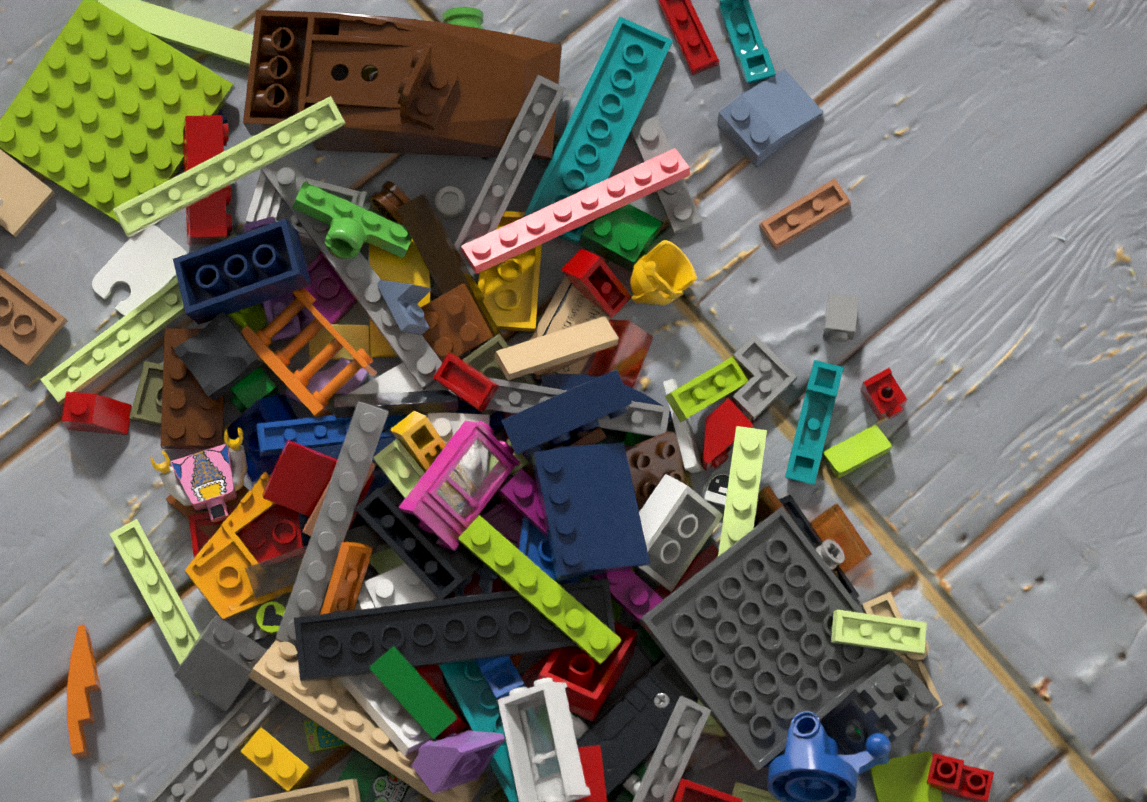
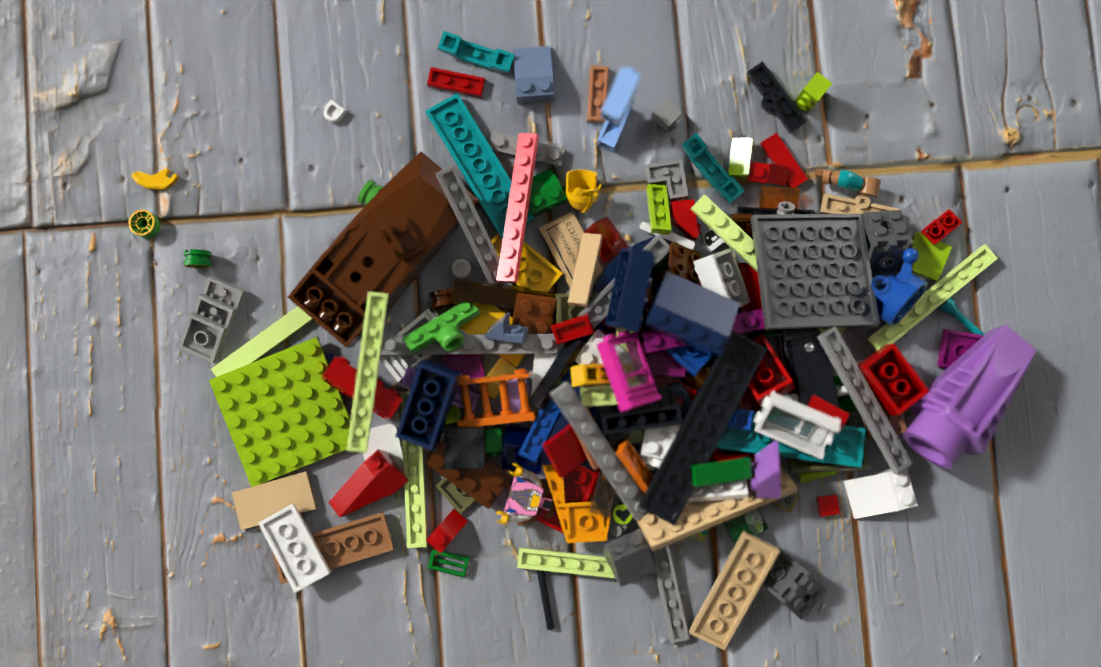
camera: 50 degrees left, 10 degrees up
(65, 470) = (448, 562): none -> green tile
(81, 680) = (585, 633): orange slope -> none
(92, 601) = (545, 599): none -> black bar
(97, 276) = (372, 481): none -> red wedge
(276, 761) = (698, 562): yellow brick -> none
(539, 590) = (714, 369): lime plate -> none
(596, 282) = (561, 224): red slope -> none
(799, 230) = (618, 108): none -> light blue arch
(861, 501) = (768, 173): none -> red slope
(878, 632) = (848, 213): yellowish green plate -> none
(883, 406) = (718, 127): red brick -> none
(895, 511) = (780, 155): none -> red tile
(930, 609) = (850, 181): none -> medium nougat piece
(971, 441) = (775, 97): none -> black hinge
(1009, 479) = (812, 92): none -> lime brick

